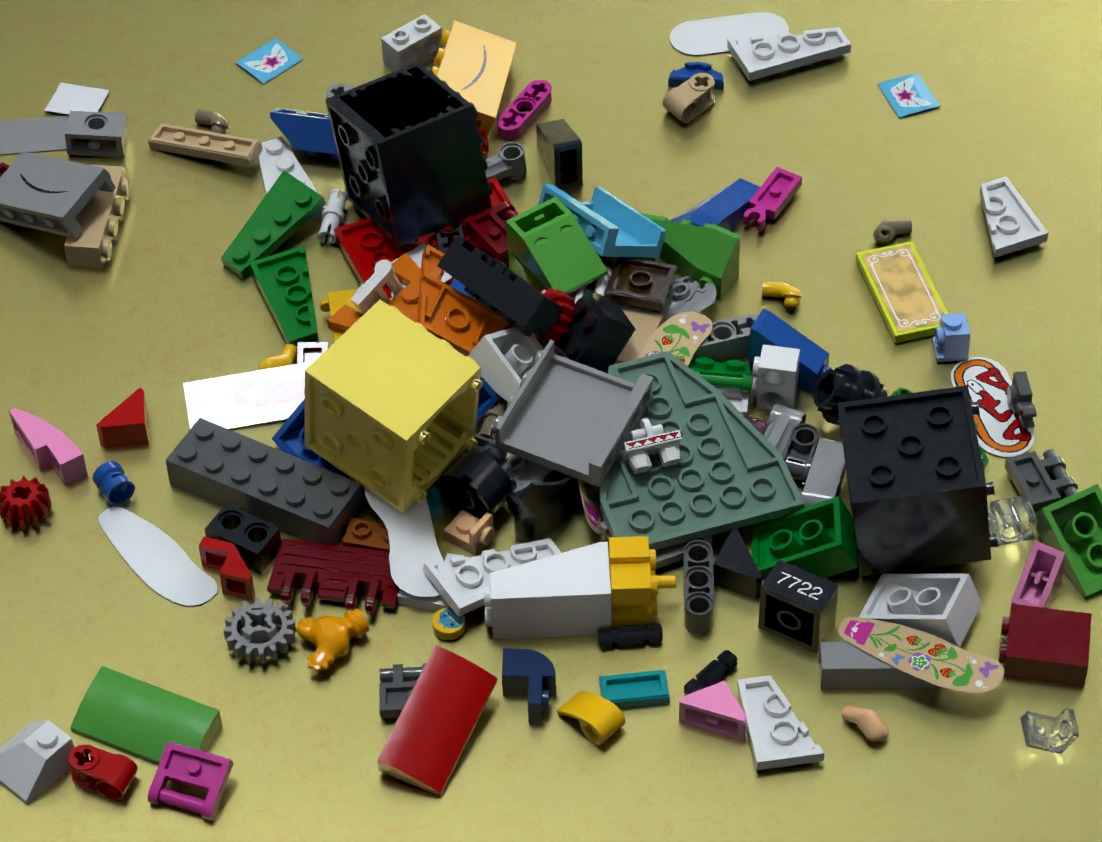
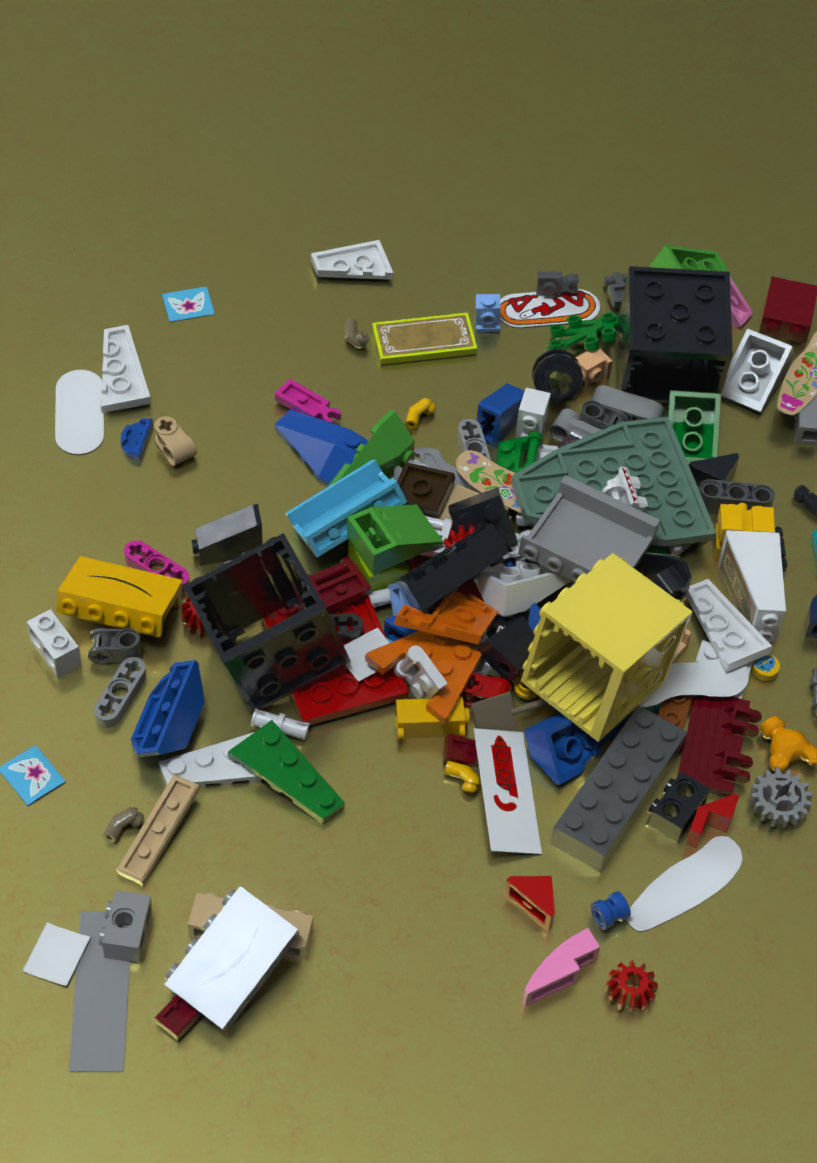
camera: 90 degrees left, 5 degrees up
(288, 293) = (369, 767): green wing -> none
(798, 605) = (765, 434): black brick -> none

